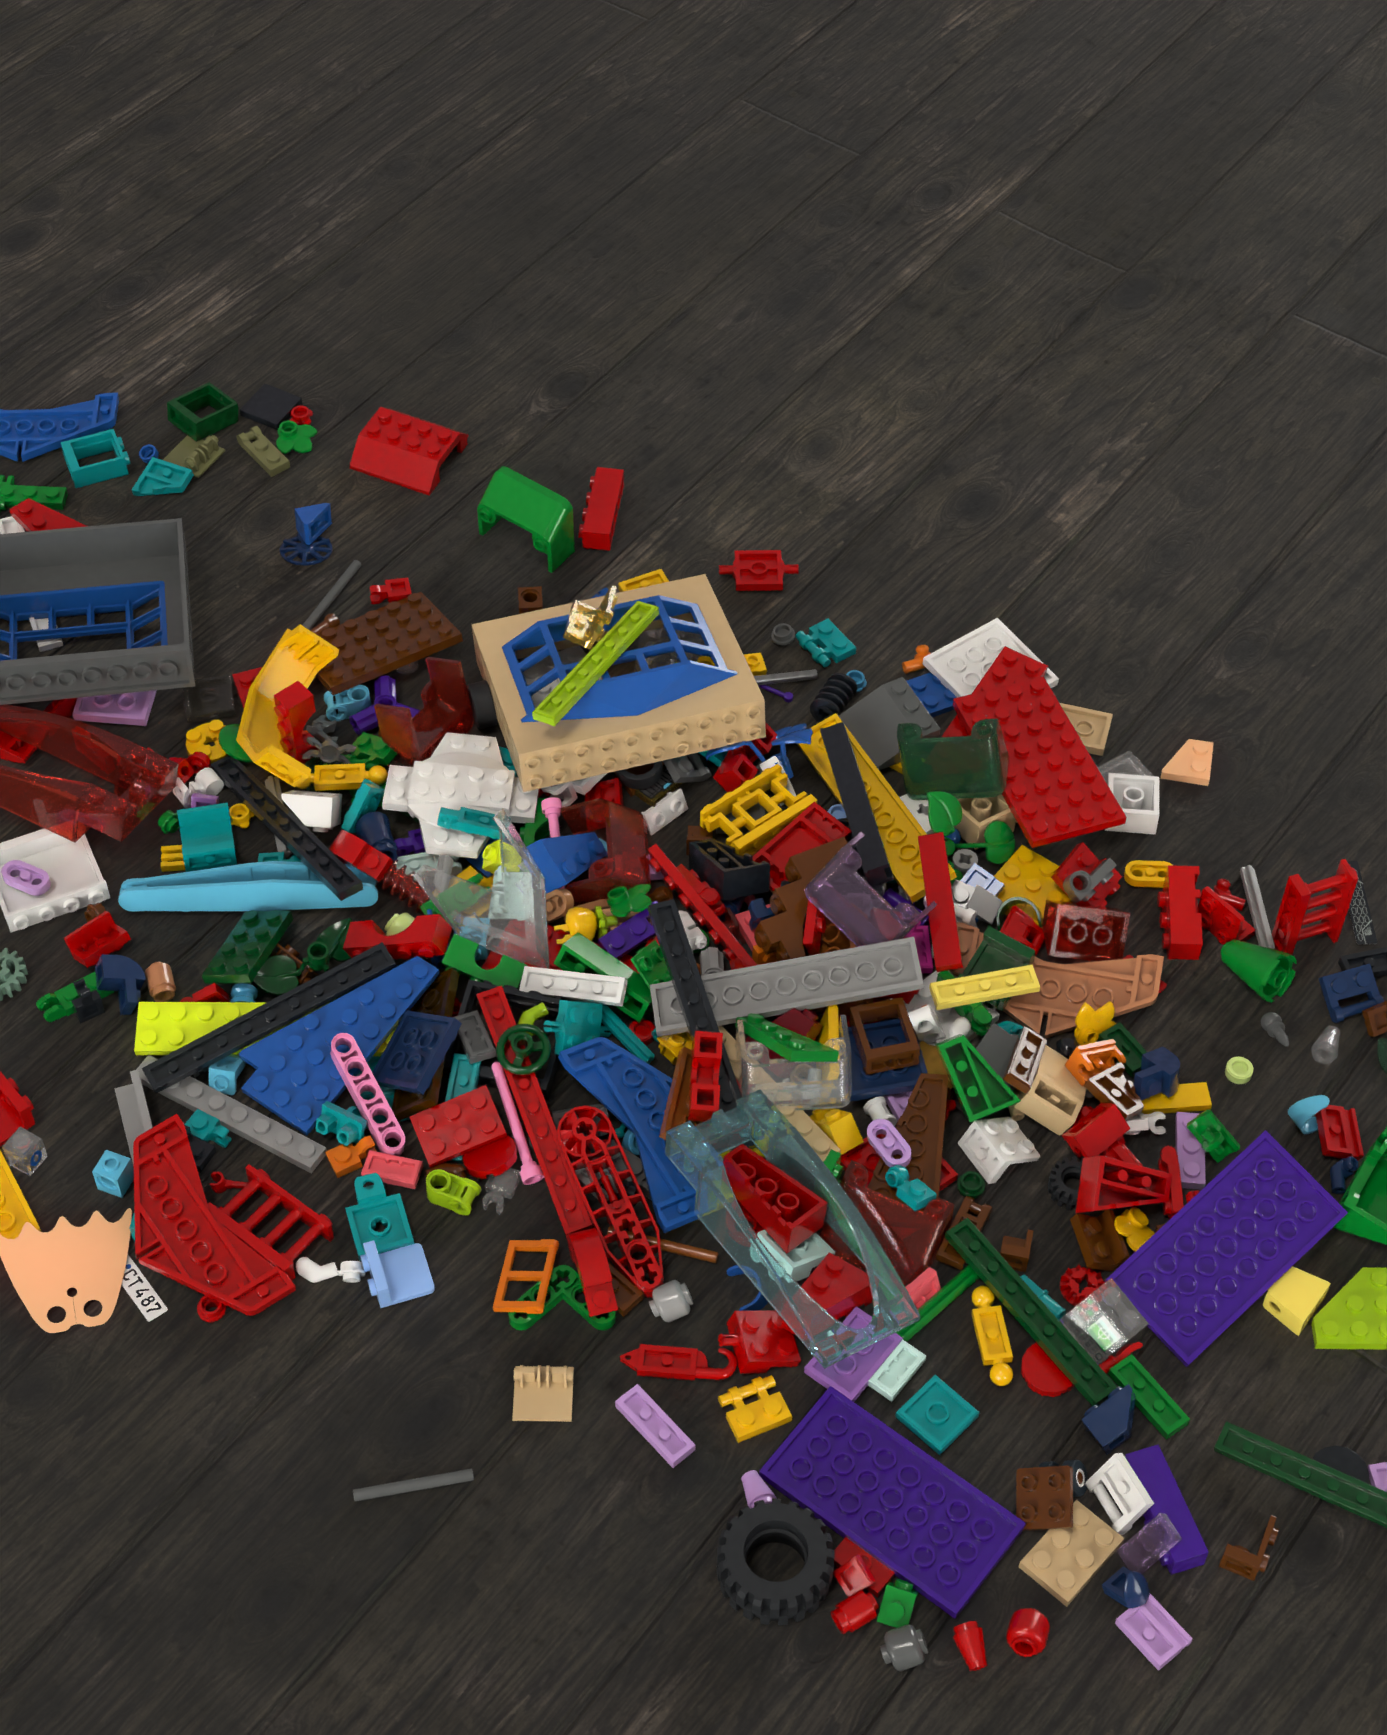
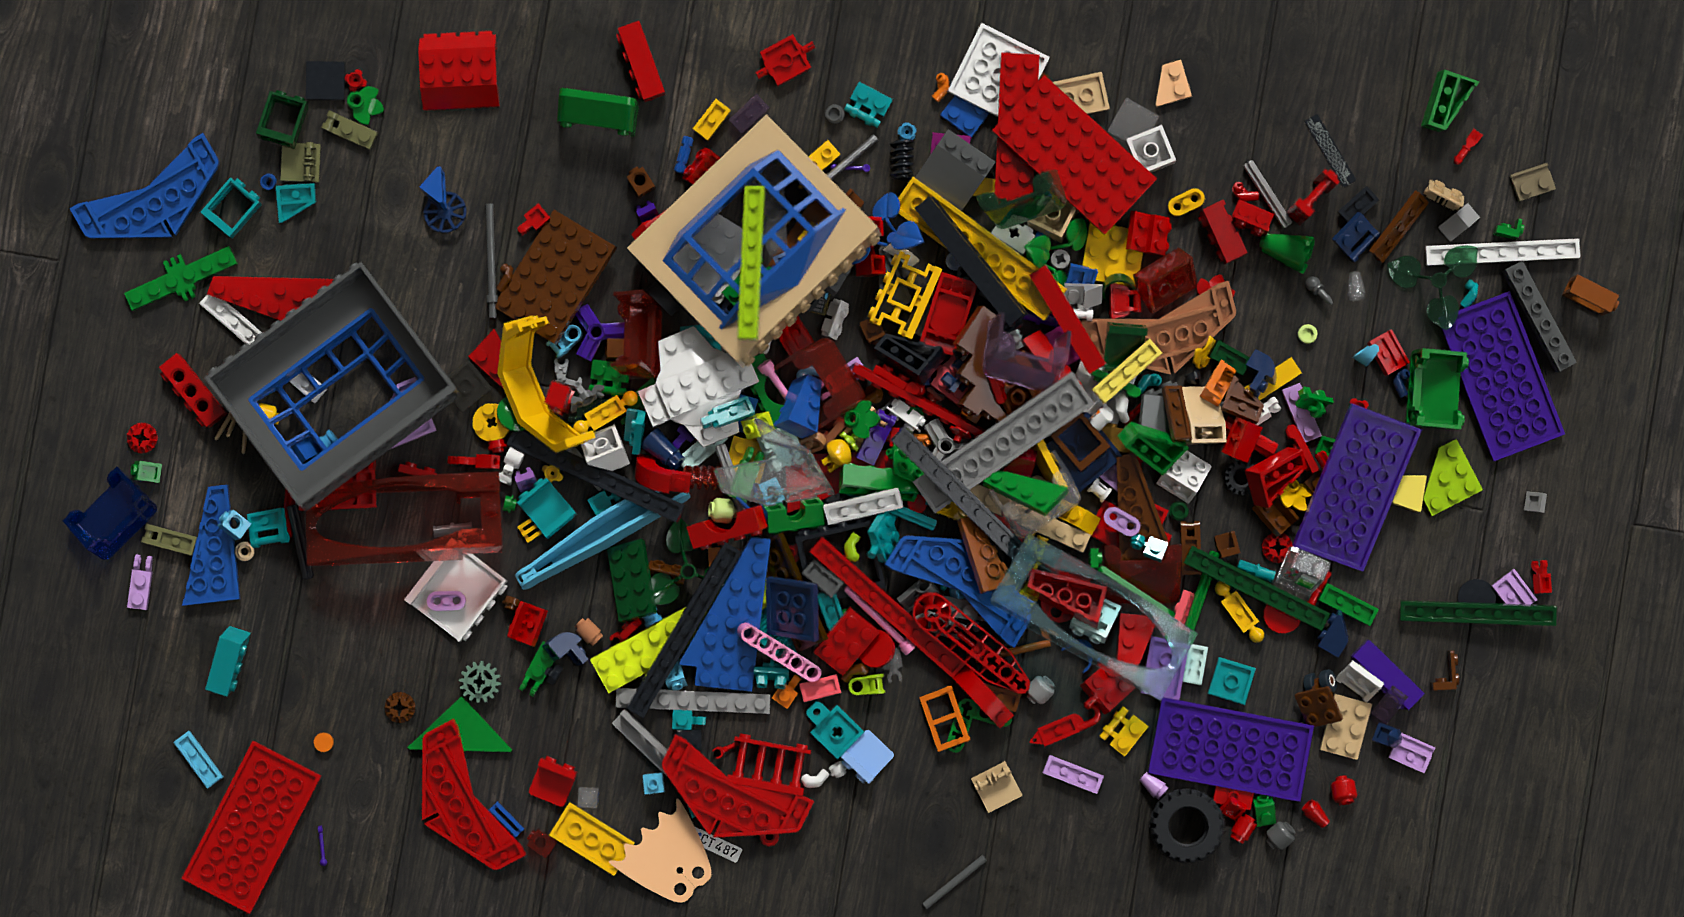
camera: 25 degrees left, 35 degrees up
(519, 1039) = (864, 589): dark green piece -> none
(587, 623) = (726, 227): clear yellow bracket -> none
(704, 1075) = (986, 535): red arch -> none
(1101, 874) = (1157, 246): dark grey plate -> none

